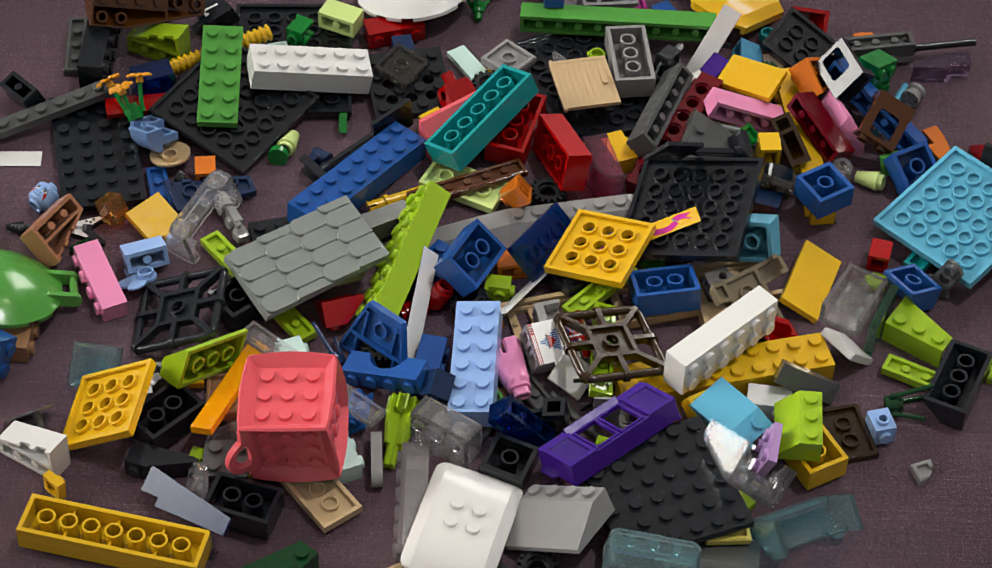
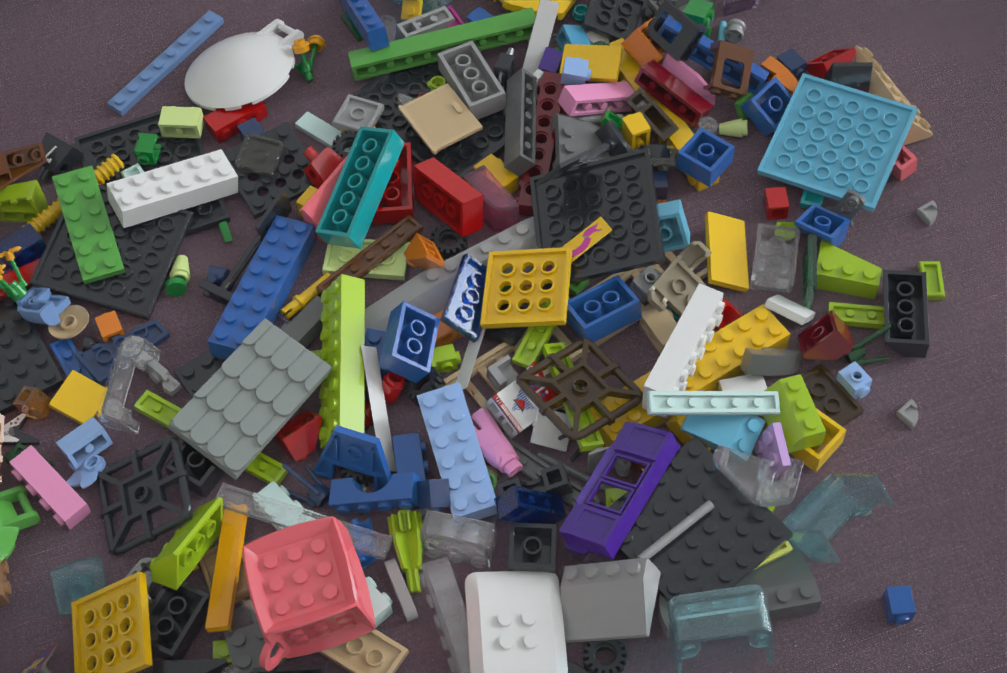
camera: 15 degrees left, 10 degrees up
(648, 481) = (677, 530): none -> light grey bar
(725, 387) = (712, 403): none -> light aqua tile
(730, 78) = (575, 71): none -> light blue brick
(870, 381) = (826, 338): none -> dark red slope
(956, 137) = (793, 62): none -> dark blue brick

